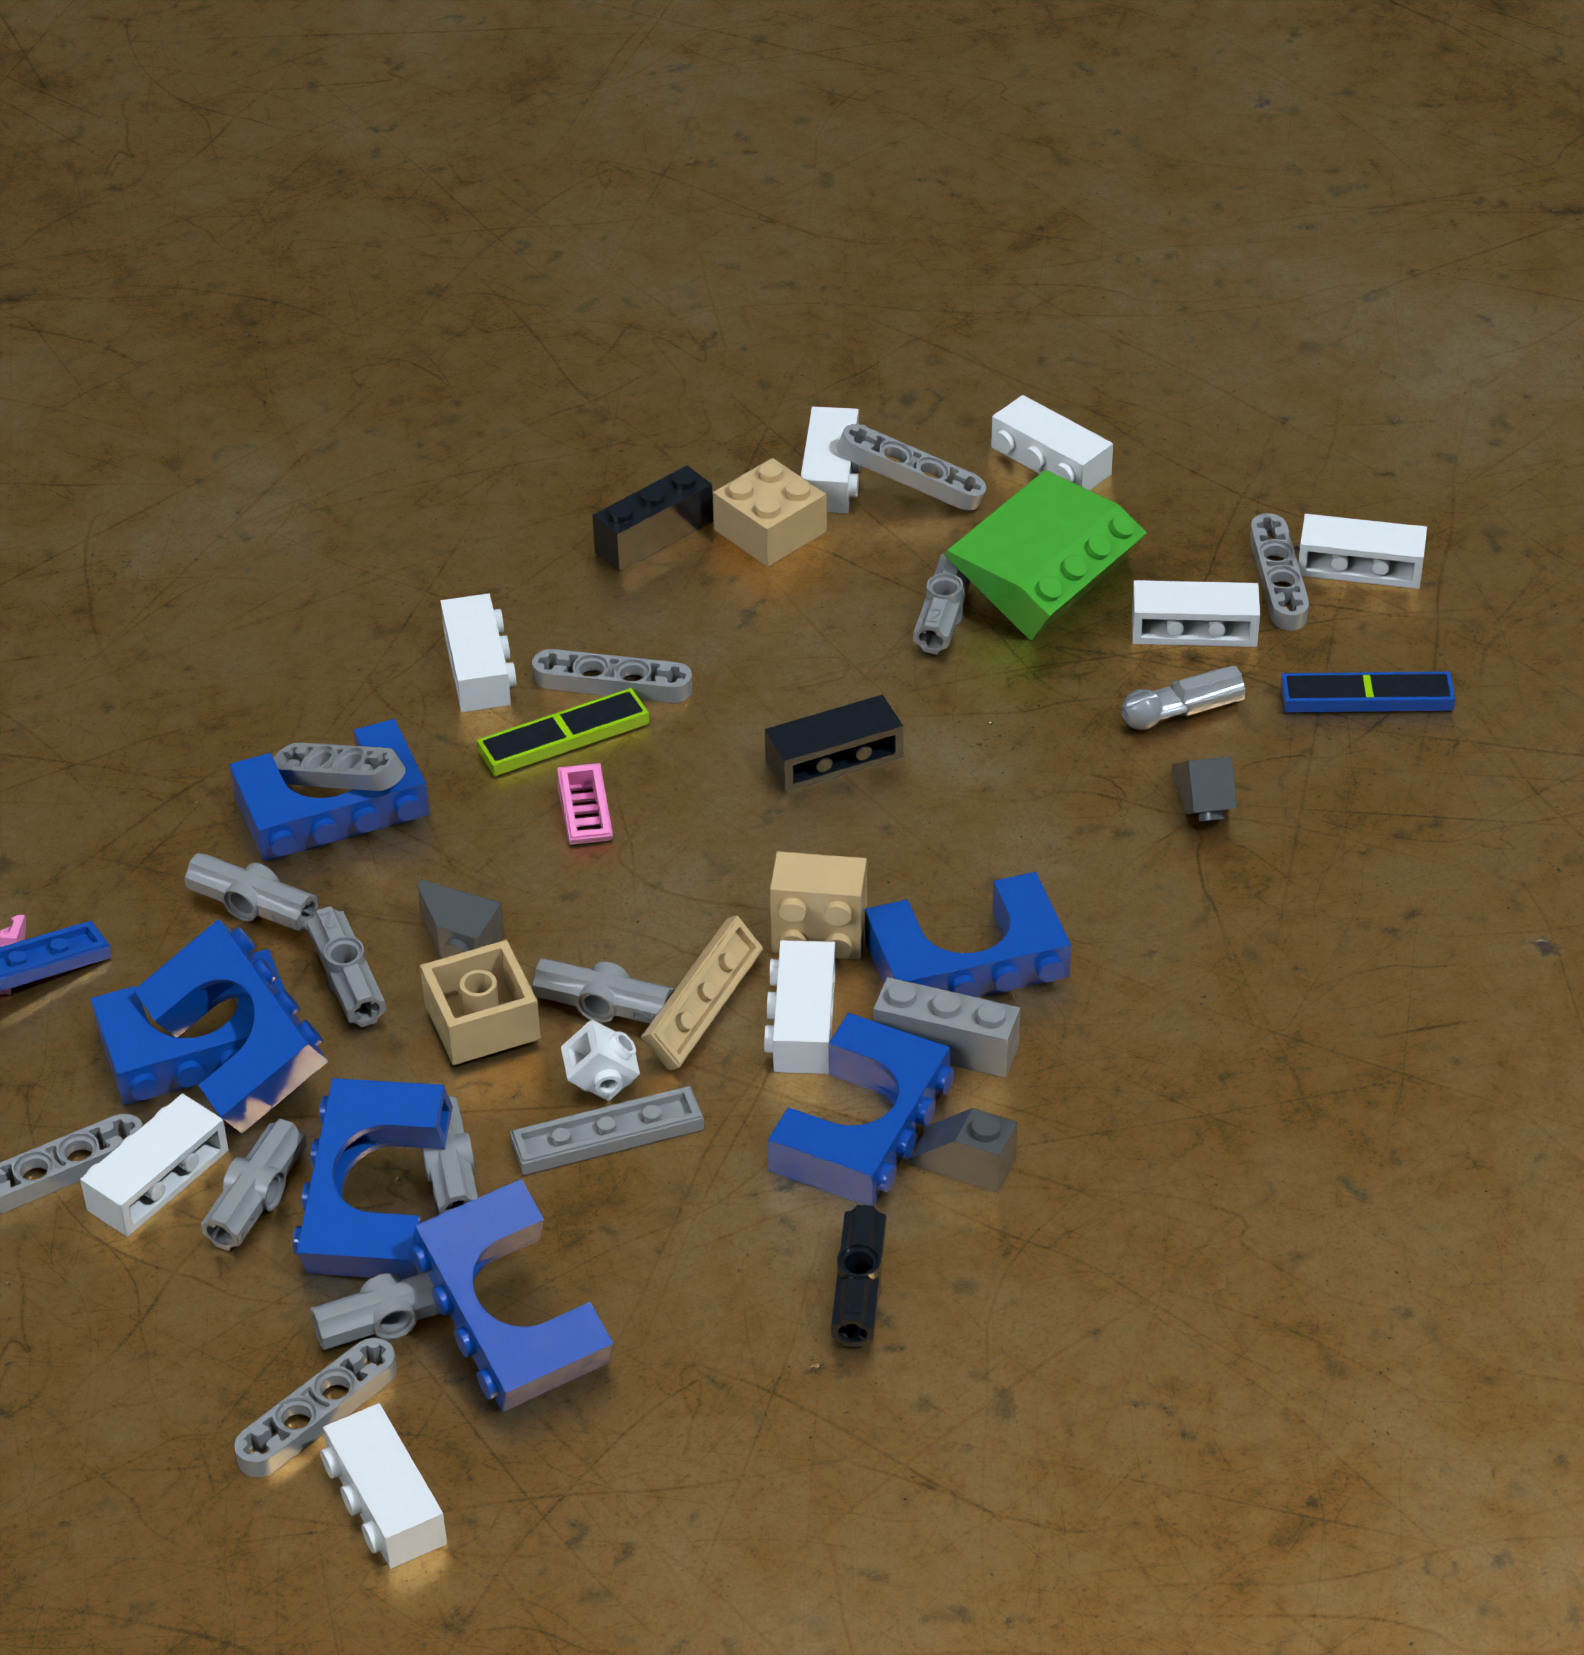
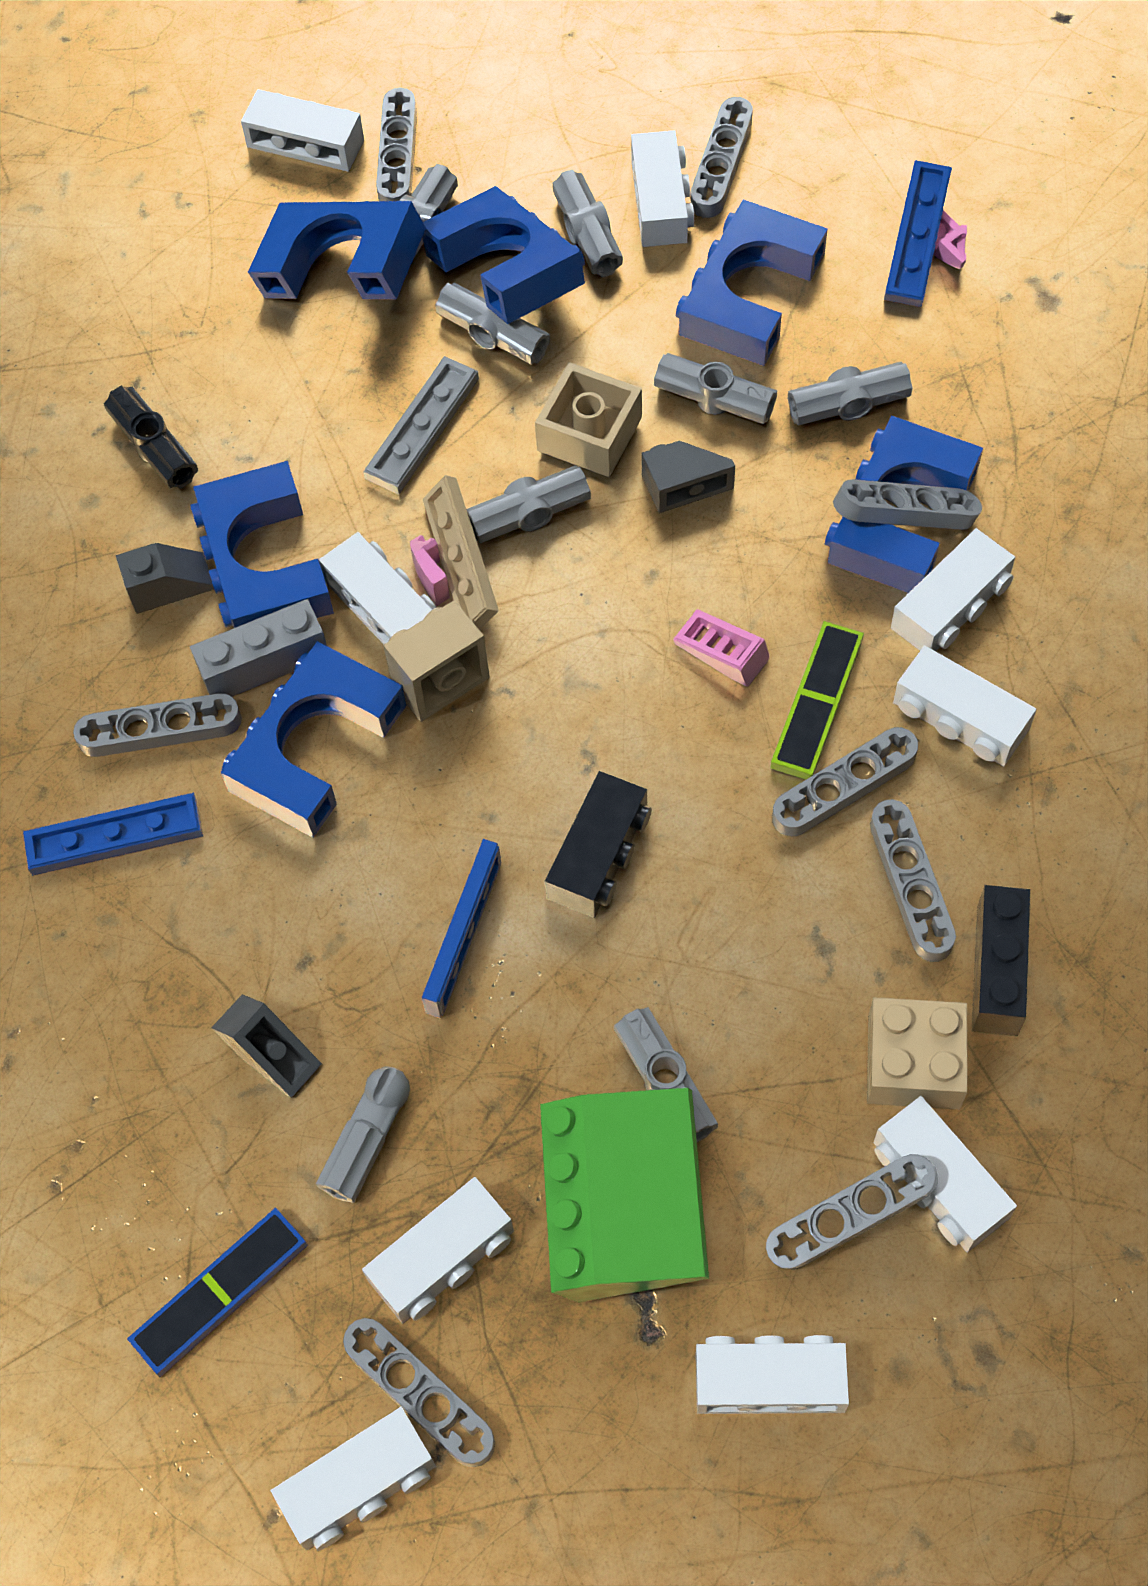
camera: 140 degrees right, 20 degrees up
(279, 1048) = (756, 283): blue arch -> none
(415, 706) = (953, 592): none -> white brick
(600, 1060) = (462, 442): white brick -> none
(637, 598) = (907, 880): none -> light grey beam
(735, 1013) = (425, 559): none -> bright pink slope
(988, 759) = (462, 929): none -> blue tile
(1121, 1074) = (158, 732): none -> light grey beam
(1194, 1000) = (112, 834): none -> blue tile

